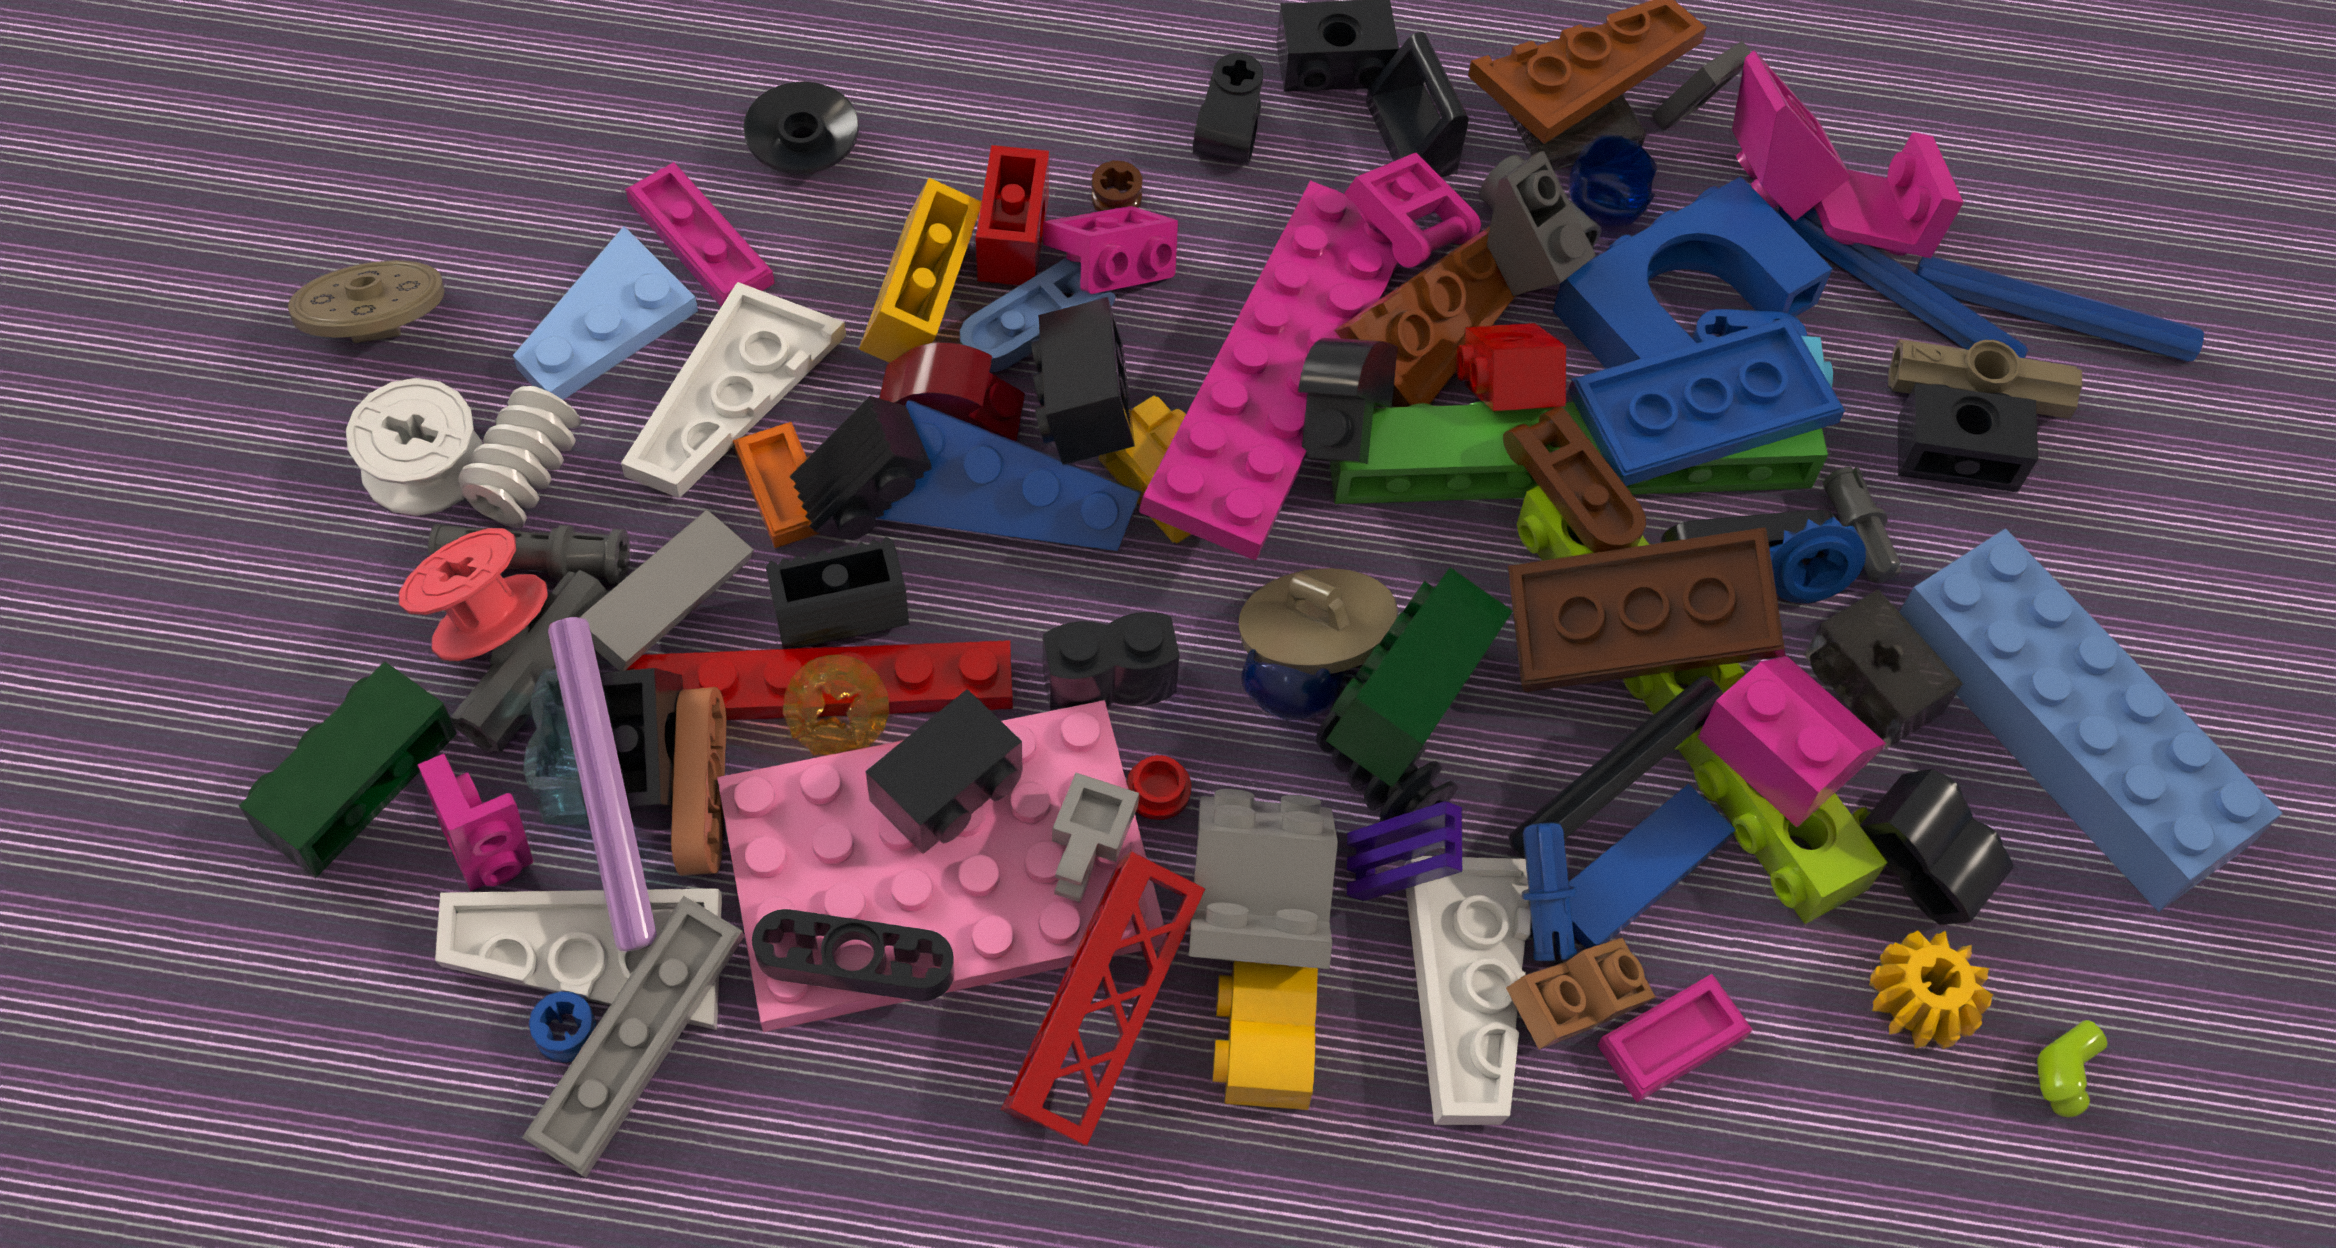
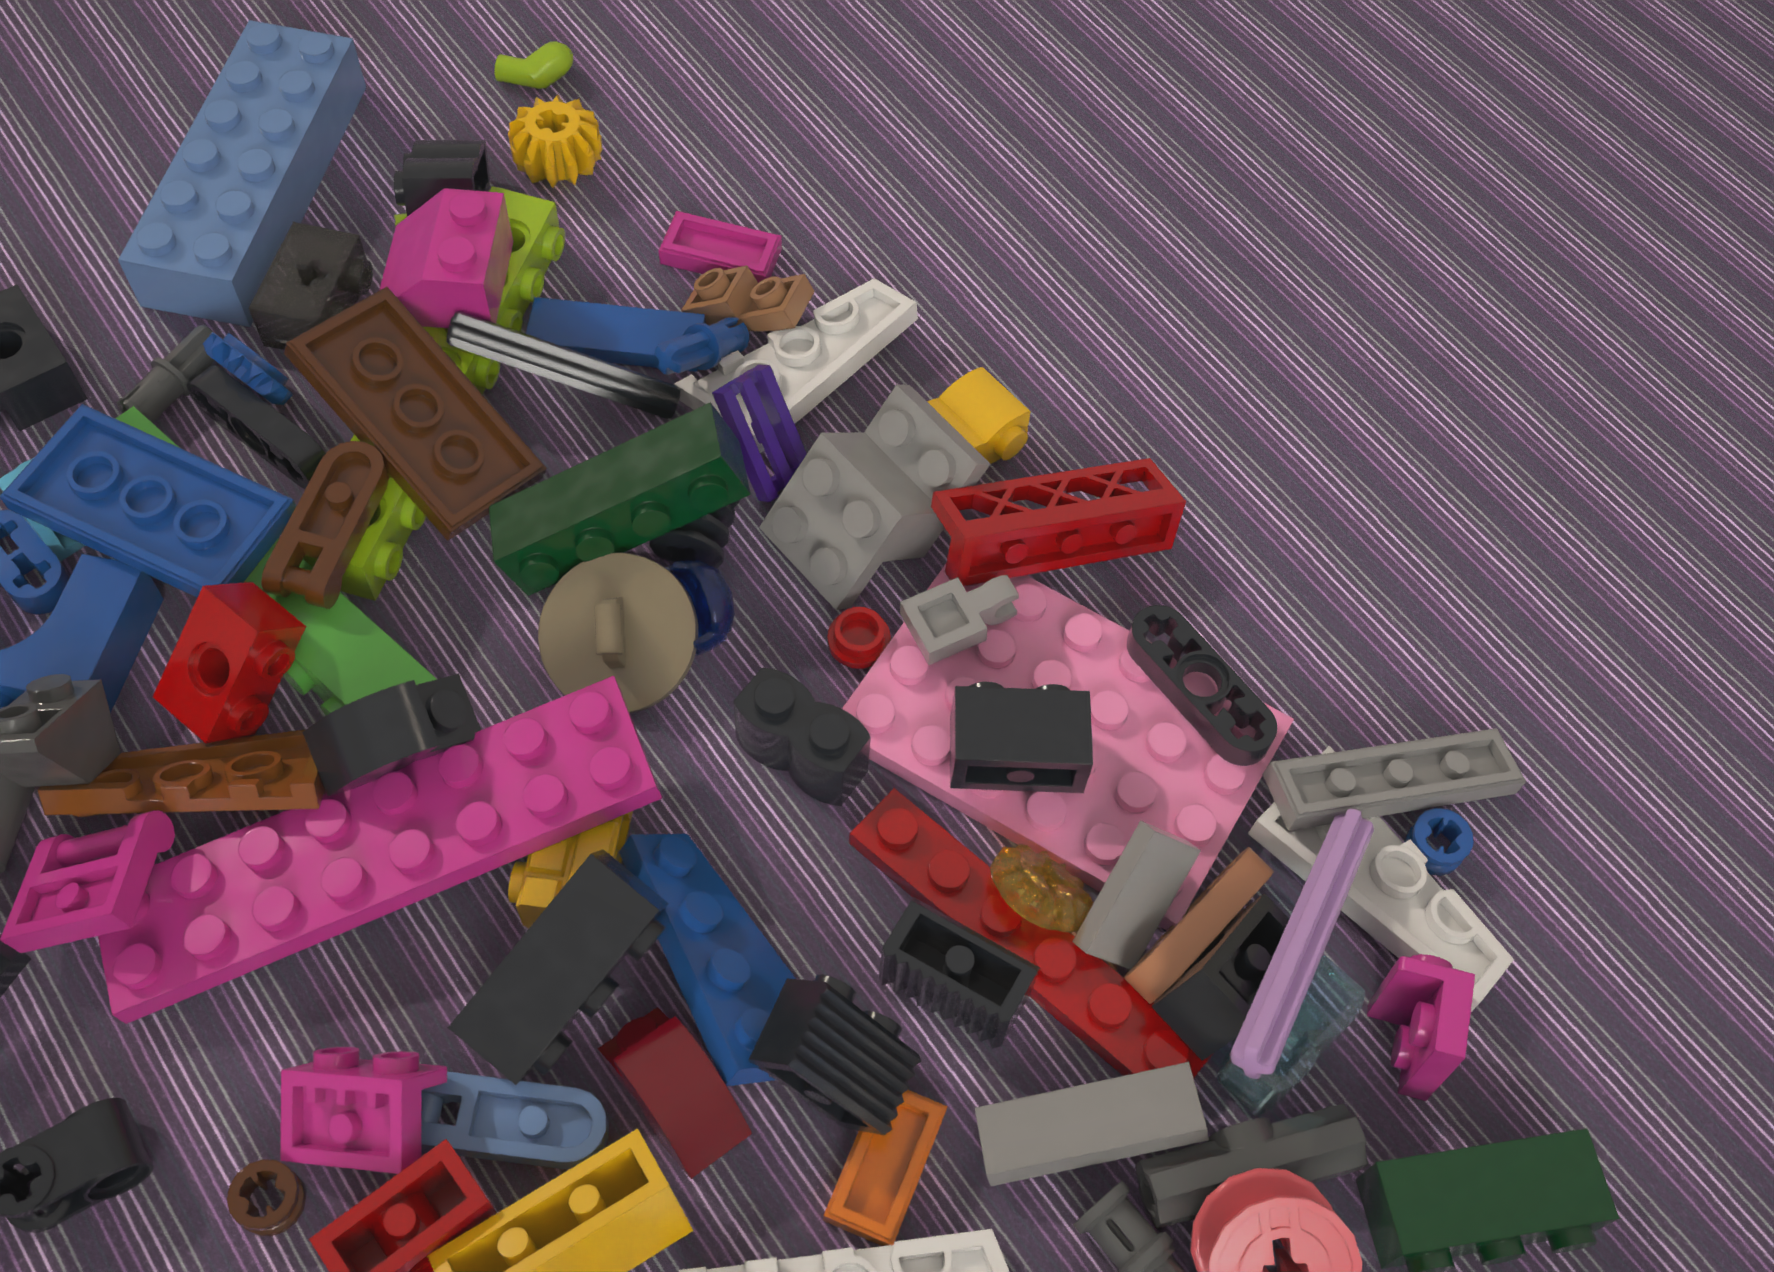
camera: 135 degrees left, 0 degrees up
(758, 743) = (1136, 895): none -> light grey tile

